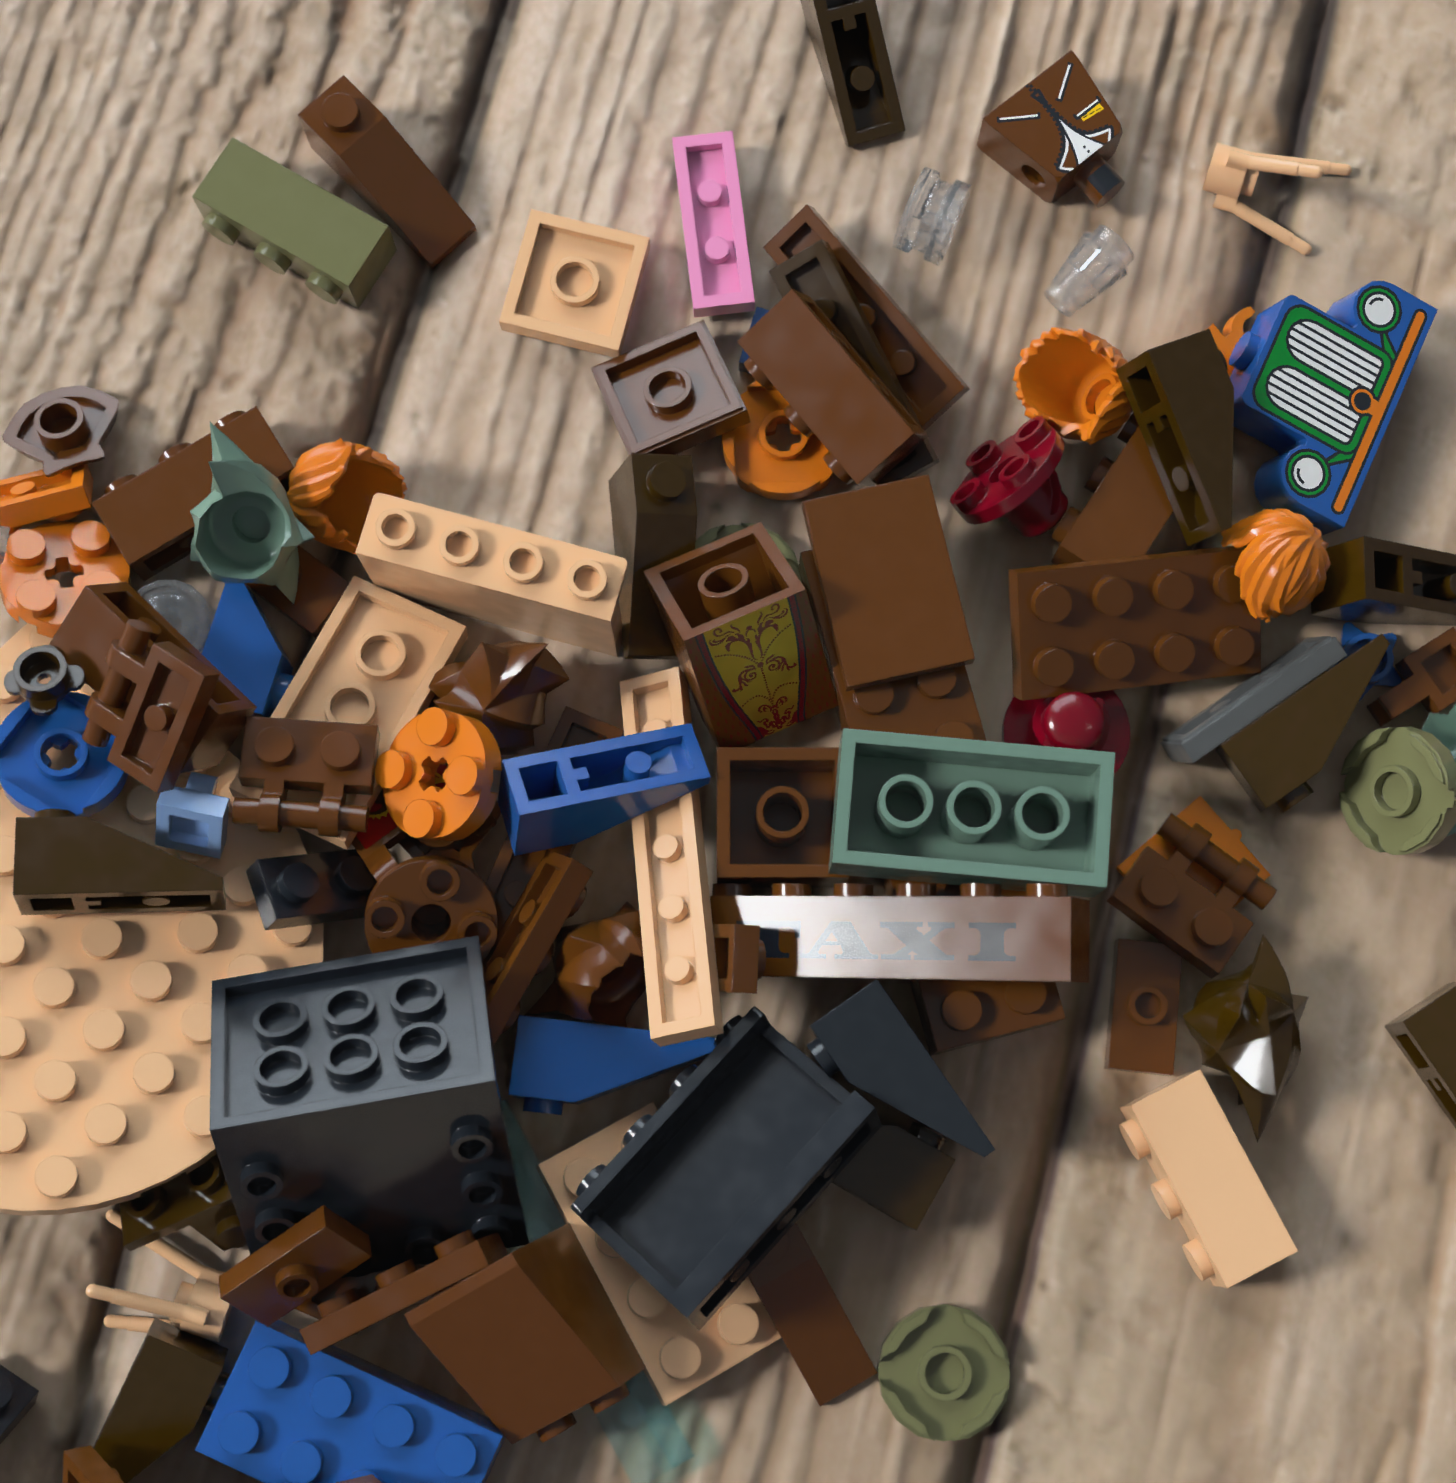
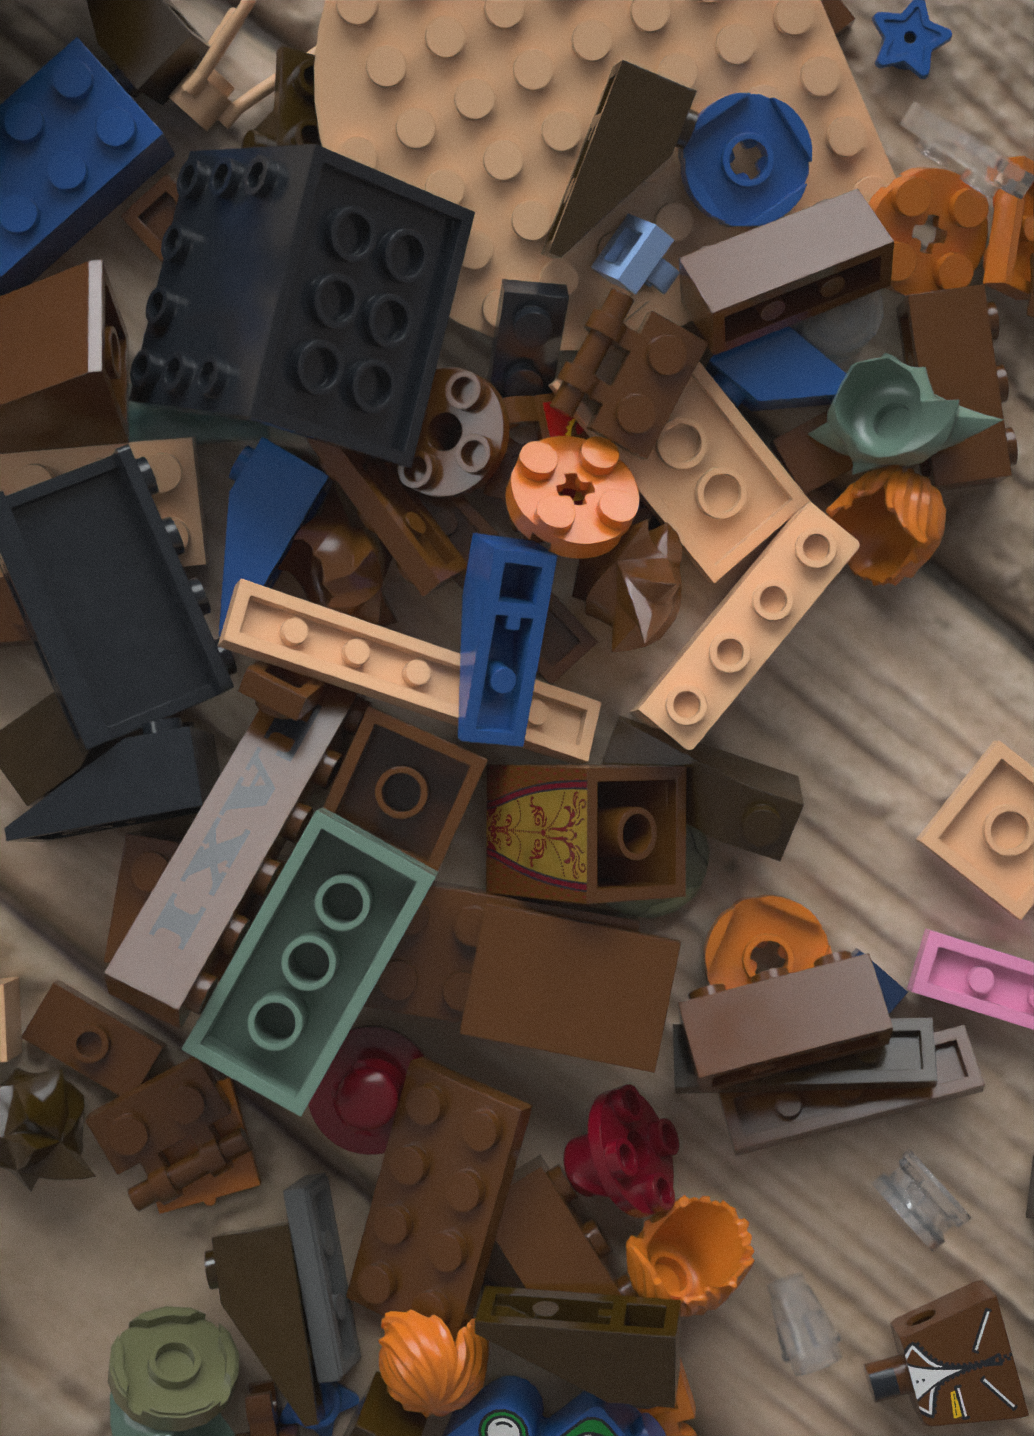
camera: 110 degrees right, 10 degrees up
(36, 665) = (840, 165): dark brown plate -> none
(163, 711) = (736, 264): reddish brown plate -> none
(295, 1266) = (187, 182): reddish brown plate -> none
(402, 1288) = (128, 271): reddish brown plate -> none
(671, 393) = (855, 870): plate -> none

